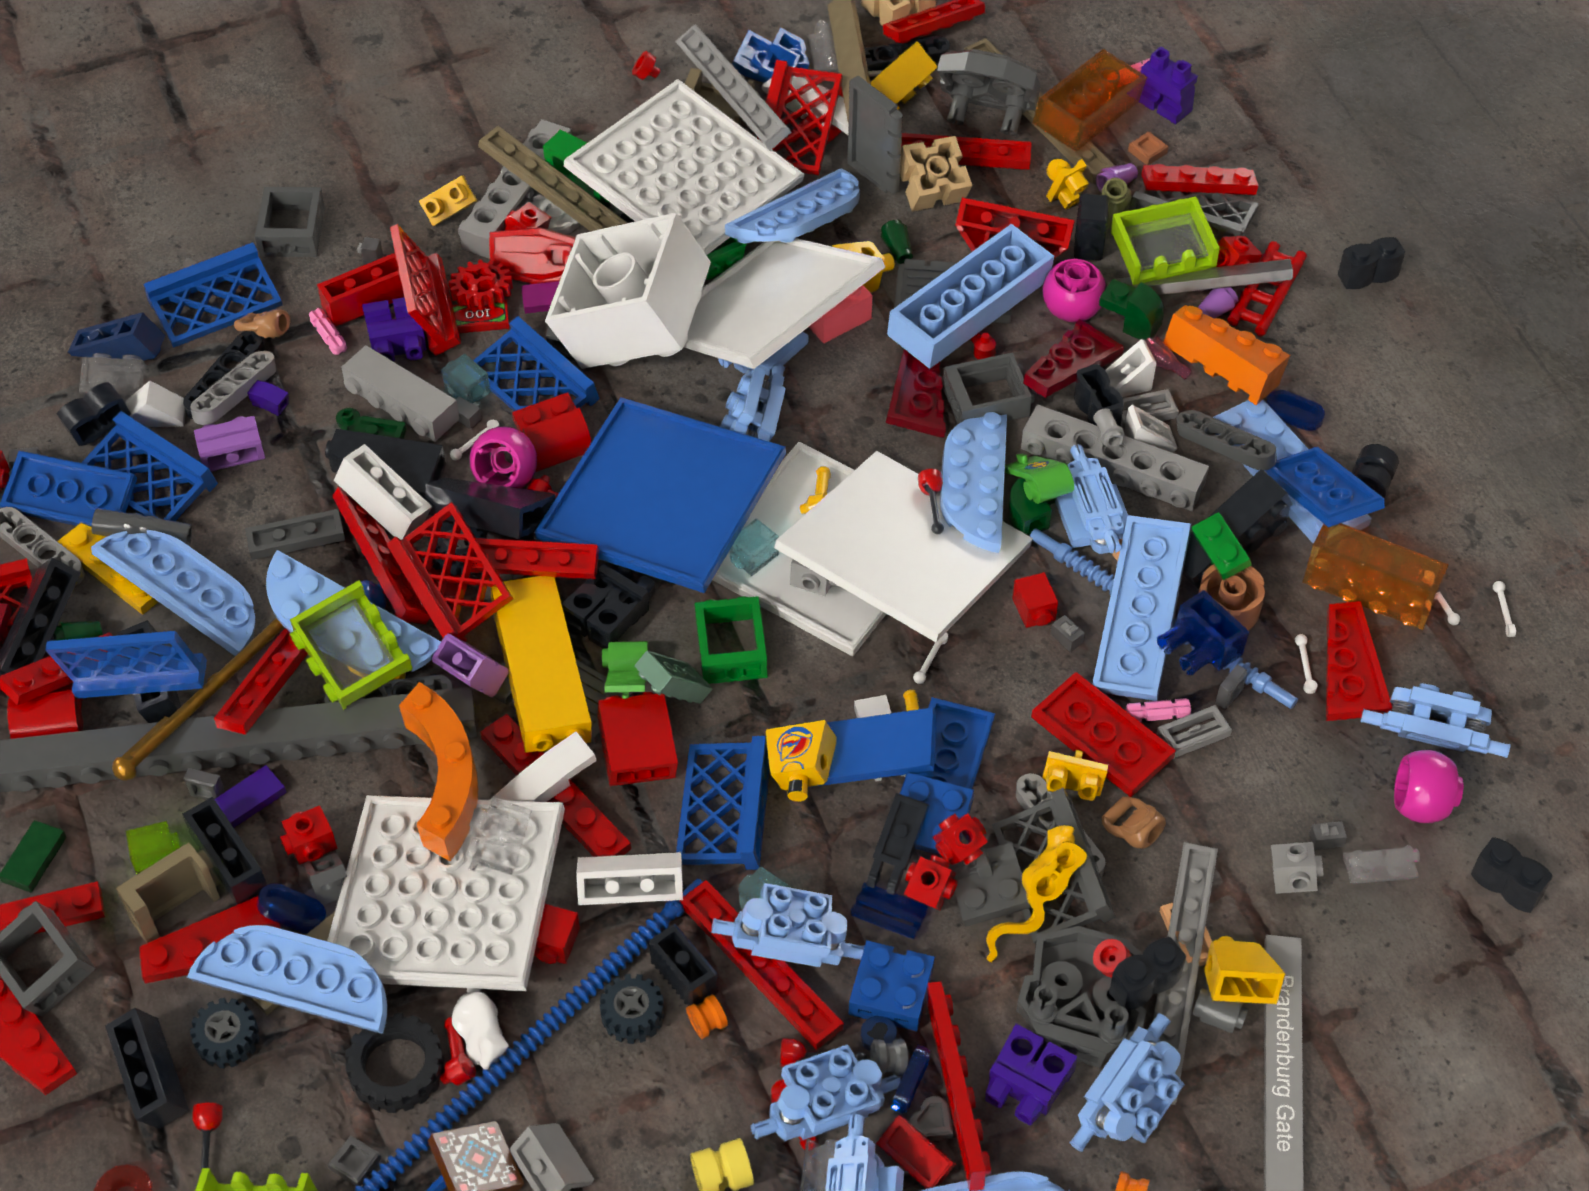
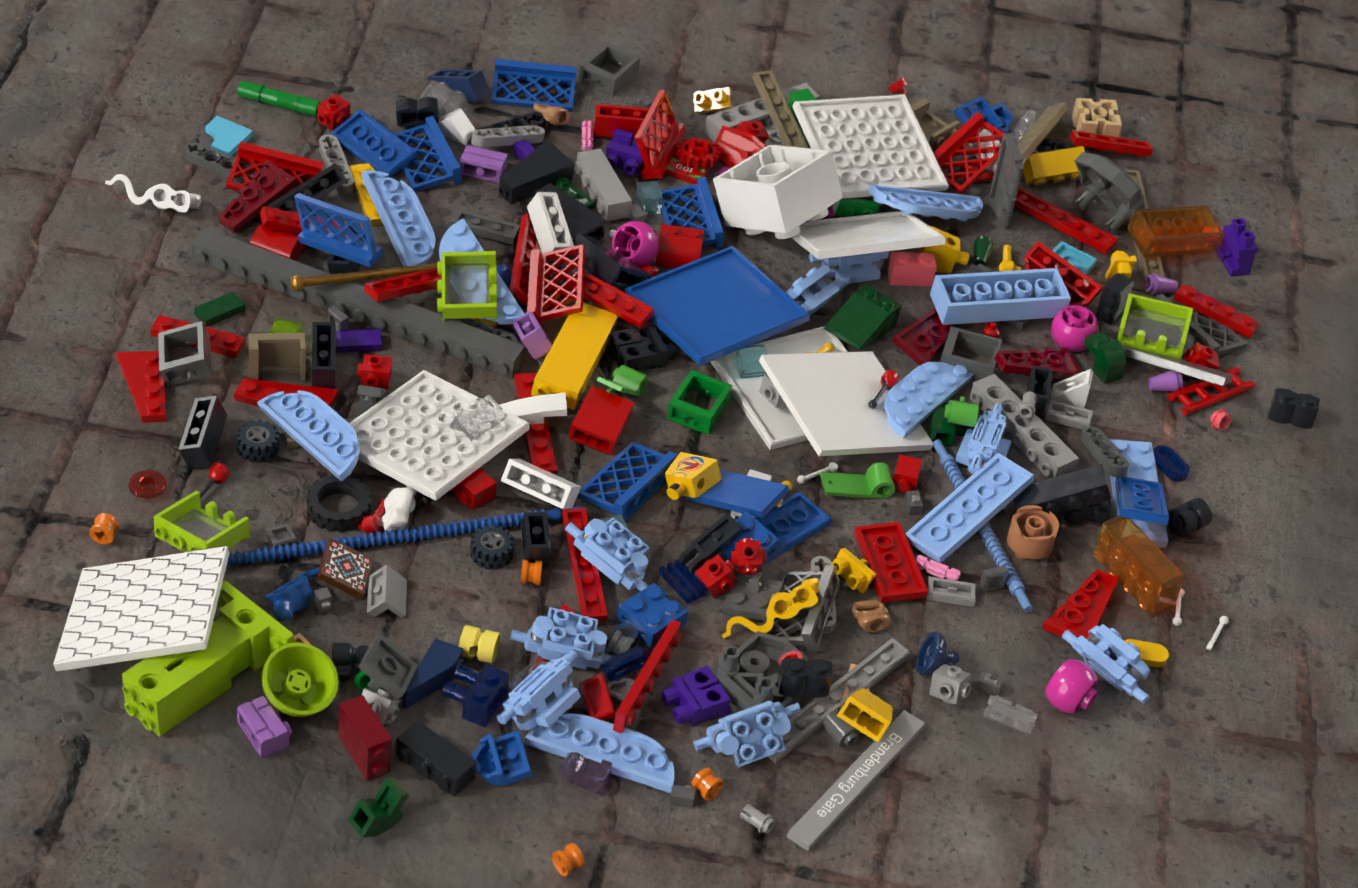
camera: 25 degrees right, 10 degrees down
(110, 522) = (382, 165): dark grey axle -> none
(290, 907) = (339, 400): clear blue tile -> none
(304, 422) = (534, 172): none -> black slope
(456, 790) = (476, 378): orange brick -> none
(672, 677) = (646, 398): sand green piece -> none
(733, 87) = (941, 118): light grey tile -> none
(836, 410) = (864, 317): none -> dark green slope
(934, 173) = (1034, 222): tan brick -> none
(937, 246) = (1007, 264): none -> yellow piece
(1000, 192) = (1075, 257): none -> medium azure tile
(1004, 636) = (874, 484): none -> bright green door
(1119, 197) = (1144, 286): olive animal -> none
(1148, 148) = (1198, 279): nougat tile -> none
(1148, 429) = (1059, 424): white slope -> none
(1165, 358) = (1102, 389): clear pink cone -> none
(1210, 630) = (999, 537): clear blue brick -> none
(1221, 546) = (1043, 496): green plate -> none
(1227, 352) = (1147, 408): orange wedge -> none
(1247, 838) = (934, 654): none -> dark blue hair
(1306, 321) = (1220, 420): none -> coral plate
(1310, 685) = (1048, 607): white hinge -> none
(1460, 678) = (1151, 653): none -> yellow tile
(1515, 877) = (1089, 761): black brick -> none

